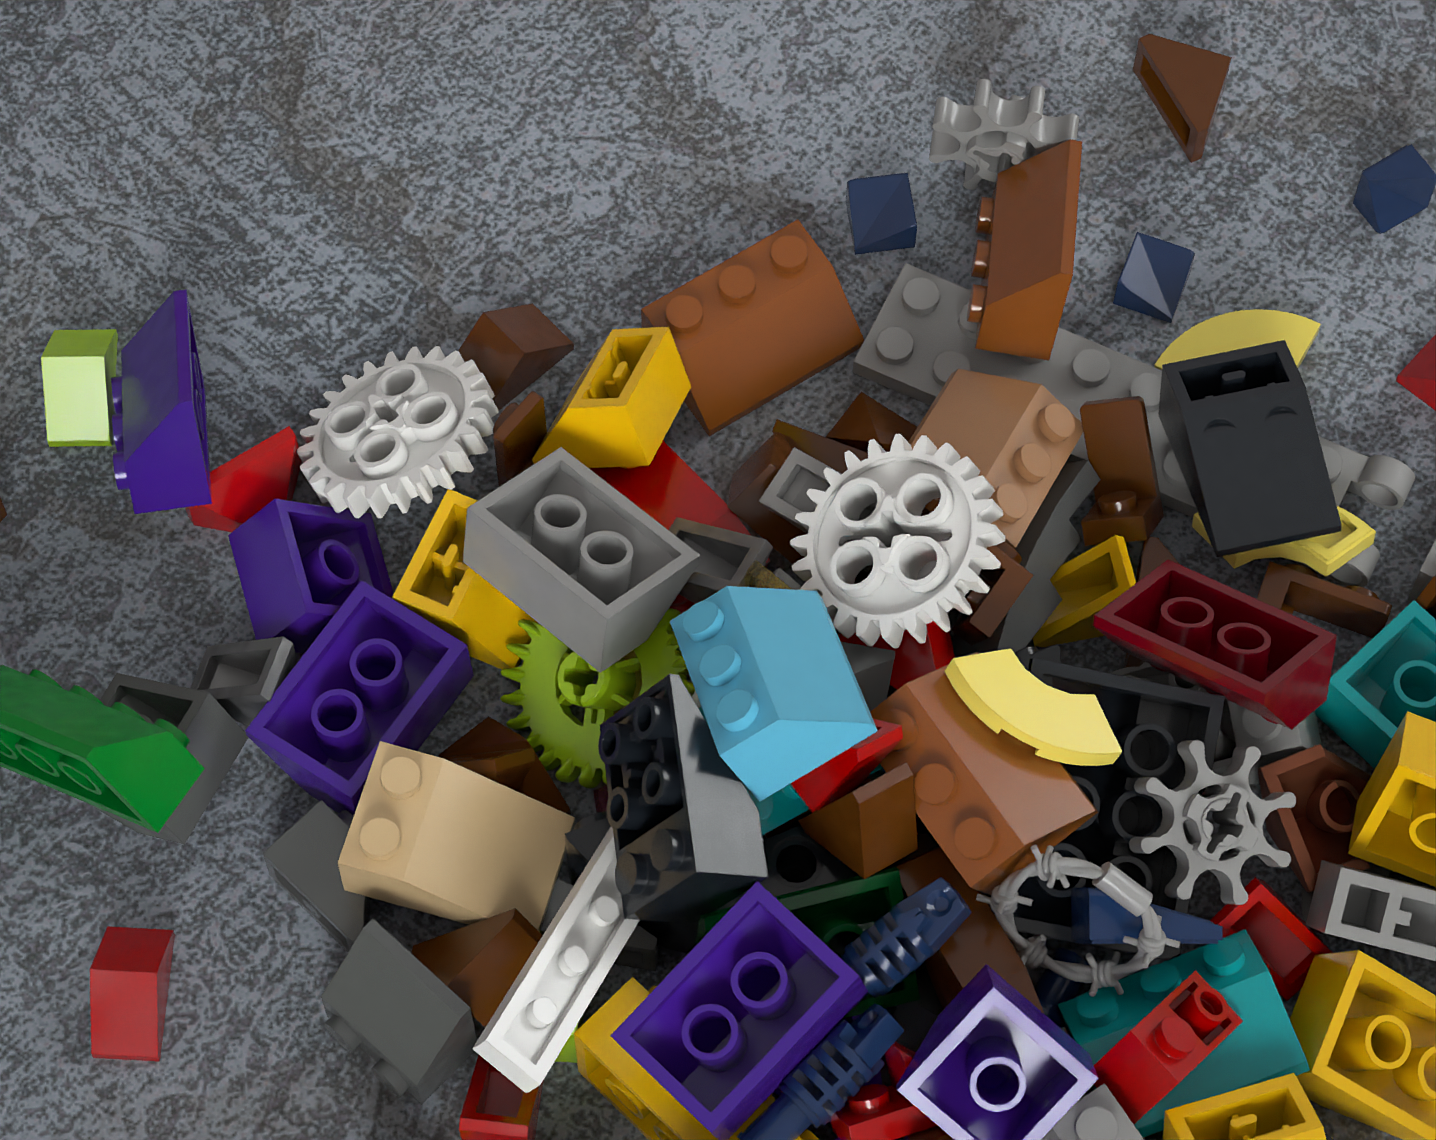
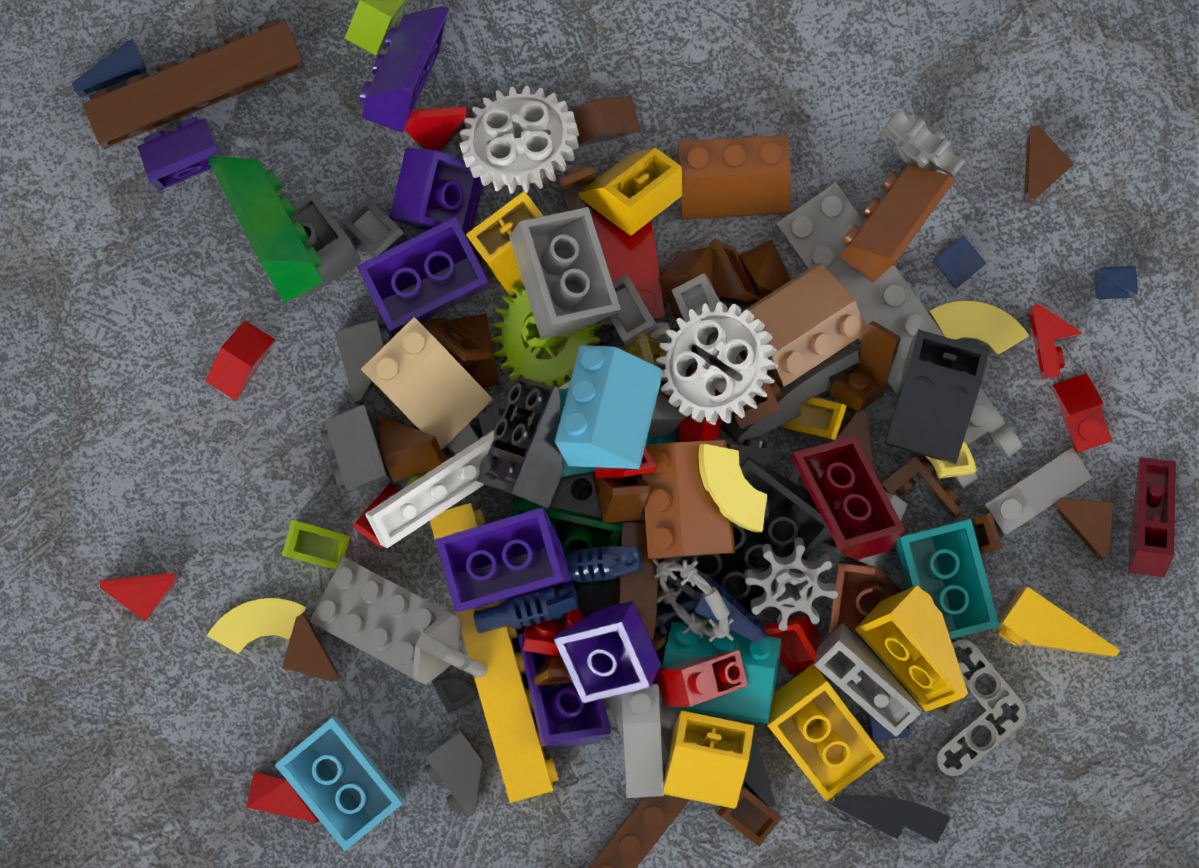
camera: 25 degrees right, 20 degrees up
(881, 213) = (839, 146): dark blue slope -> none
(1344, 305) = (1046, 329): none -> red slope

